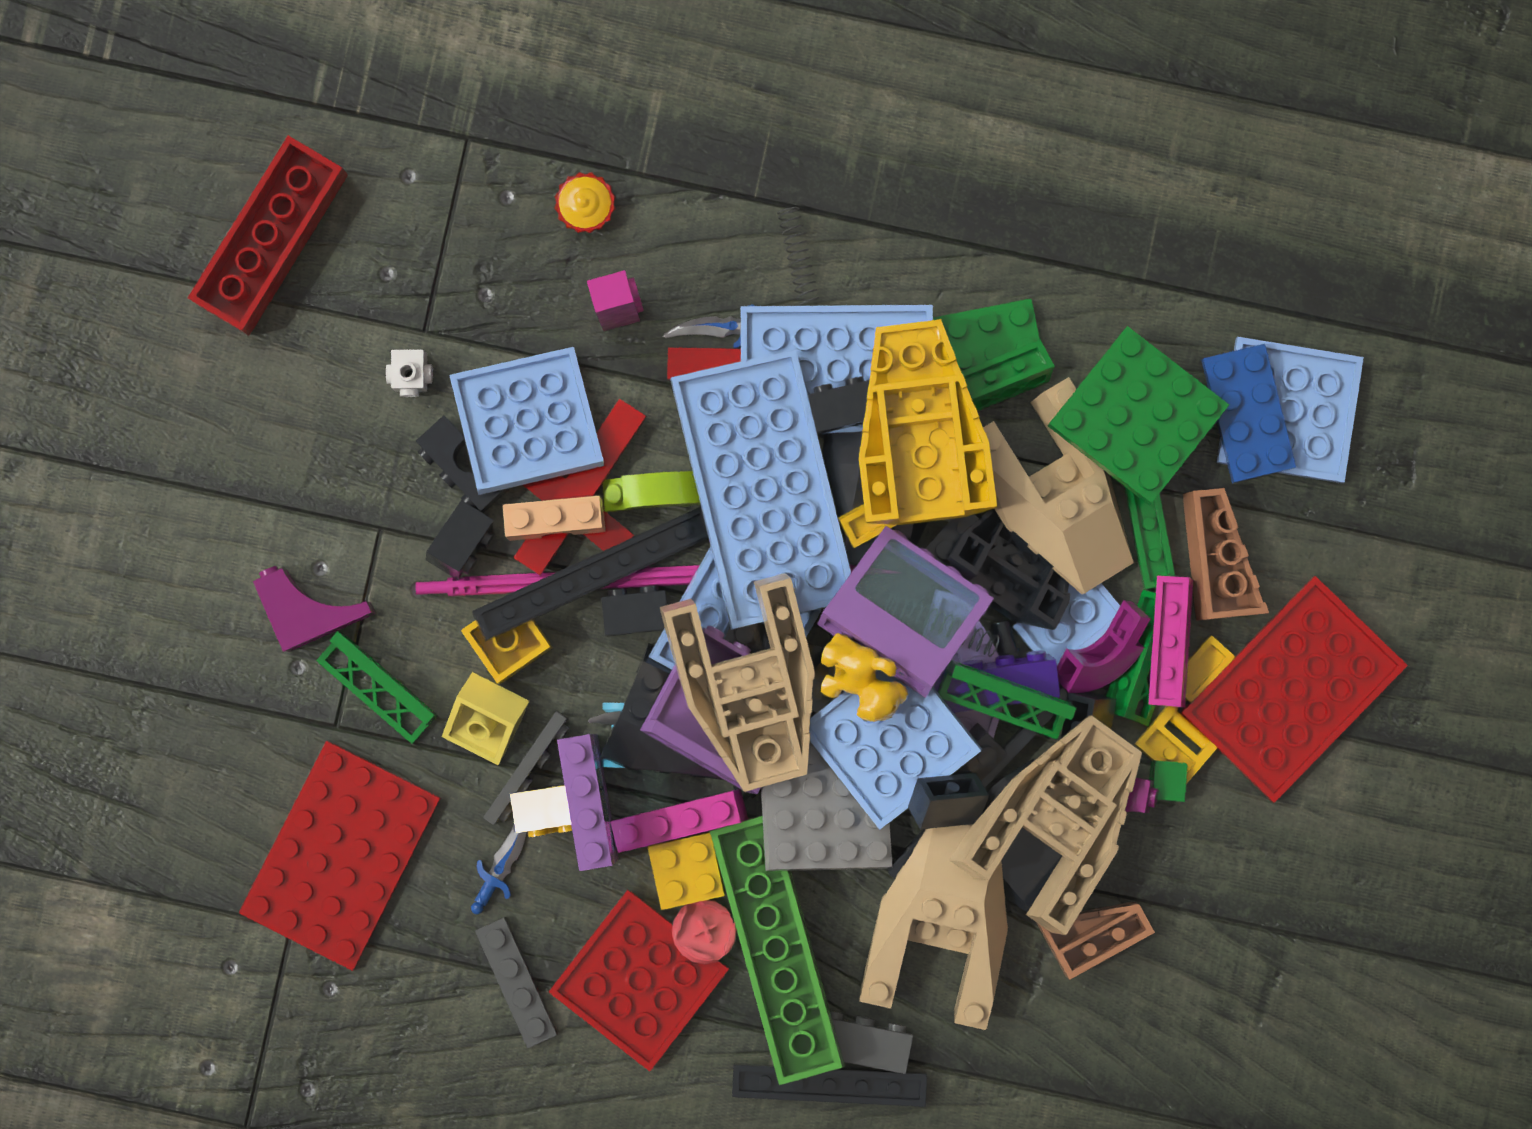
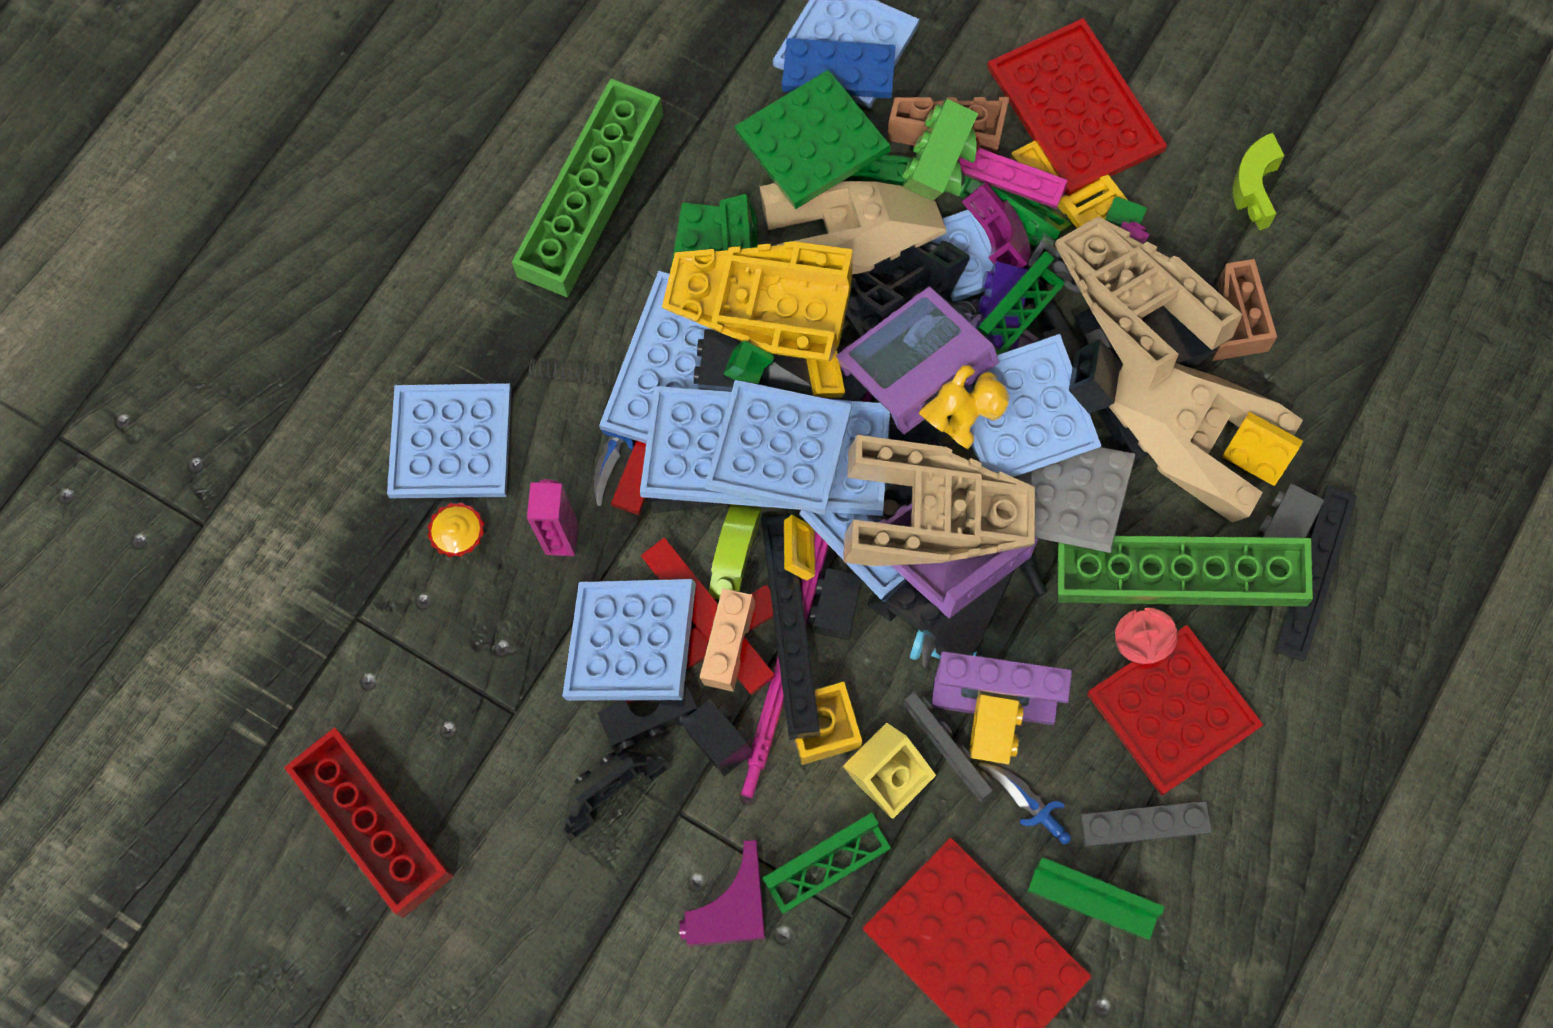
camera: 70 degrees left, 15 degrees down
(379, 452) = (605, 781): none -> black wedge
(401, 363) = (538, 726): white brick -> none
(426, 953) = (1095, 898): none -> green fence
(677, 555) = (799, 548): none -> yellow tile
(679, 820) = (1040, 612): dark pink brick -> none
(680, 157) = (449, 441): none -> light blue plate
(686, 870) = (1085, 633): yellow brick -> none
(764, 501) = (779, 447): none -> light blue plate
(842, 437) = (747, 363): none -> green panel
(940, 996) = (1262, 448): none -> yellow plate
(1012, 193) = (588, 188): none -> bright green brick
(1161, 558) = (938, 150): none -> bright green piece
(1263, 902) = (1248, 186): none -> lime arch

